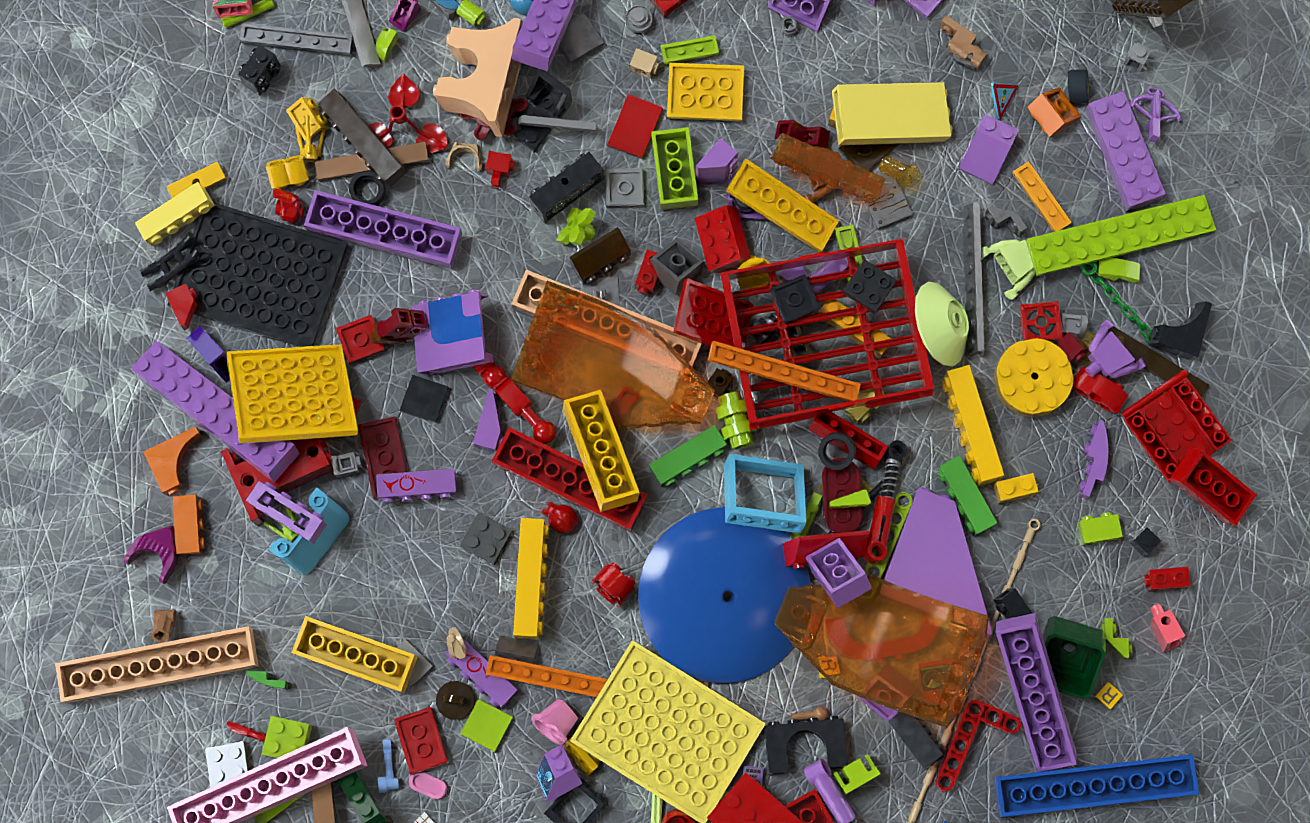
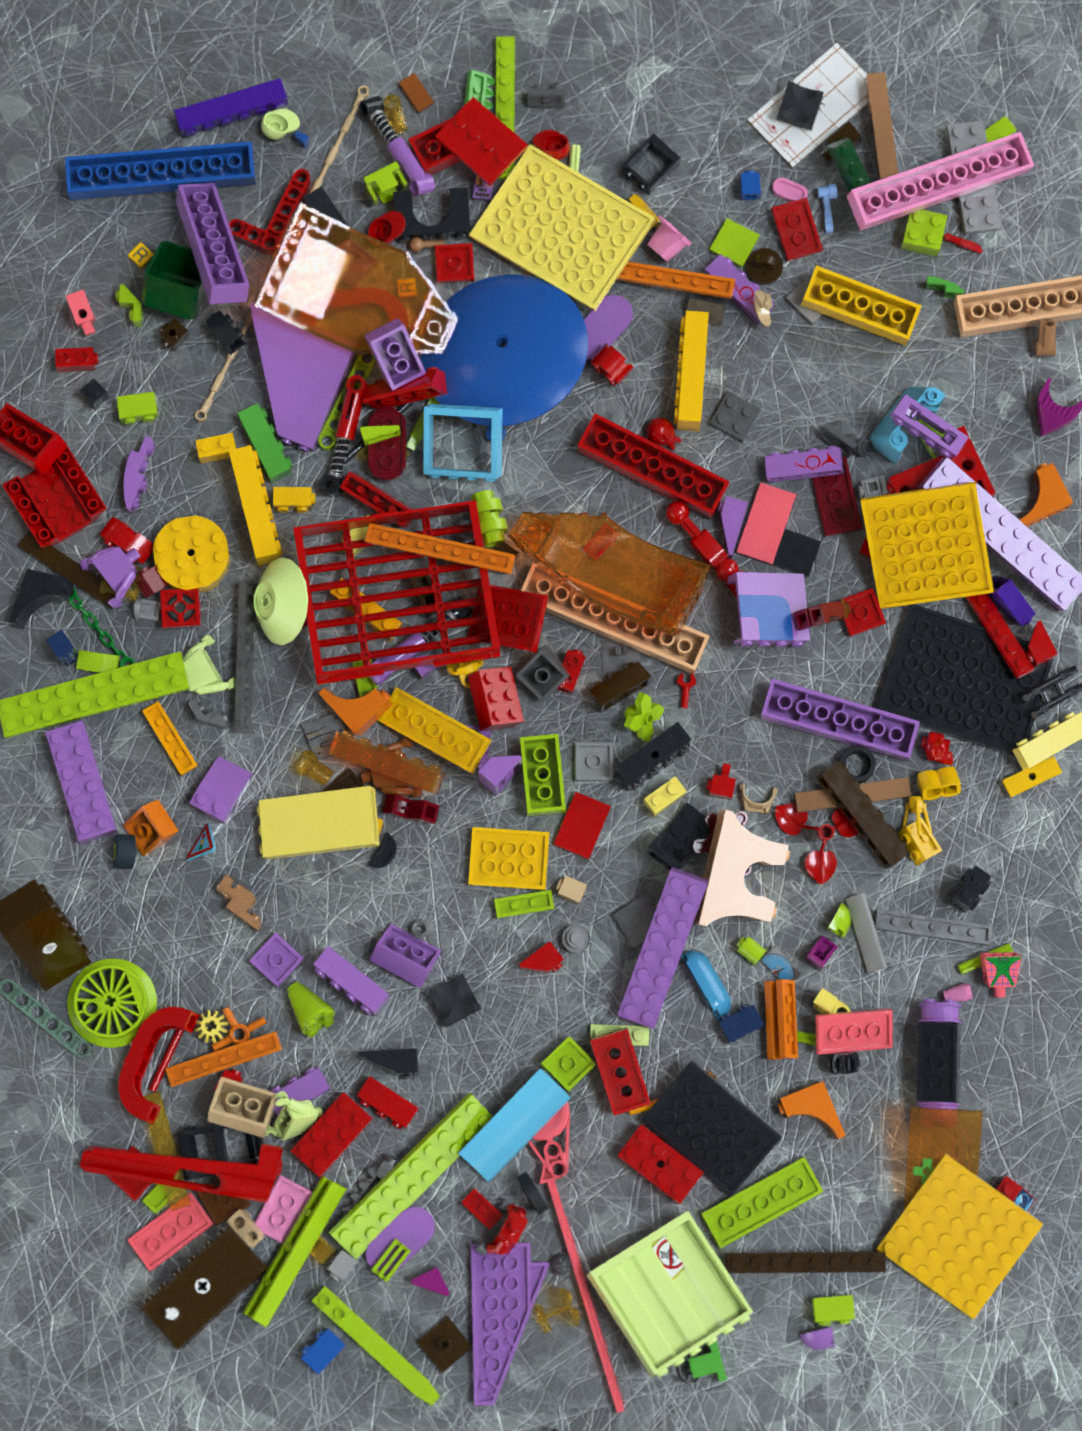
camera: 175 degrees right, 0 degrees up
(188, 525) = (1026, 434): orange brick -> none
(218, 312) = (1001, 634): none -> red plate
(354, 508) = (864, 447): none -> flat silver plate
(387, 520) = (833, 436): none -> dark grey tile
(454, 428) = (766, 523): none -> coral tile
(470, 787) = (750, 185): none -> blue brick
(535, 259) = (685, 689): none -> red bar
(554, 152) = (665, 796): none -> light yellow brick
(557, 123) = (661, 824): light grey tile -> none
(557, 774) = (667, 191): medium lavender slope -> none
(600, 450) = (622, 484): yellow brick -> none
(619, 631) = (607, 323): none -> medium lavender tile
(687, 456) = (536, 488): bright green brick -> none
(779, 694) = (454, 263): none -> red plate
(794, 299) = (426, 628): black tile -> none
(823, 97) = (385, 853): none -> black tile
(851, 448) = (385, 491): black tyre -> none
(852, 726) = (387, 227): none -> red cap
(858, 223) = (361, 712): none -> orange arch
(869, 286) = (350, 636): black brick -> none
(934, 438) = (293, 499): none -> yellow brick
(1069, 607) = (173, 335): none -> dark brown brick
(1139, 54) = (60, 884): light grey window -> none
(1155, 277) = (62, 648): none -> dark blue brick
(1155, 393) = (73, 537): red bar -> none
(1156, 100) = (48, 816): medium lavender piece -> none

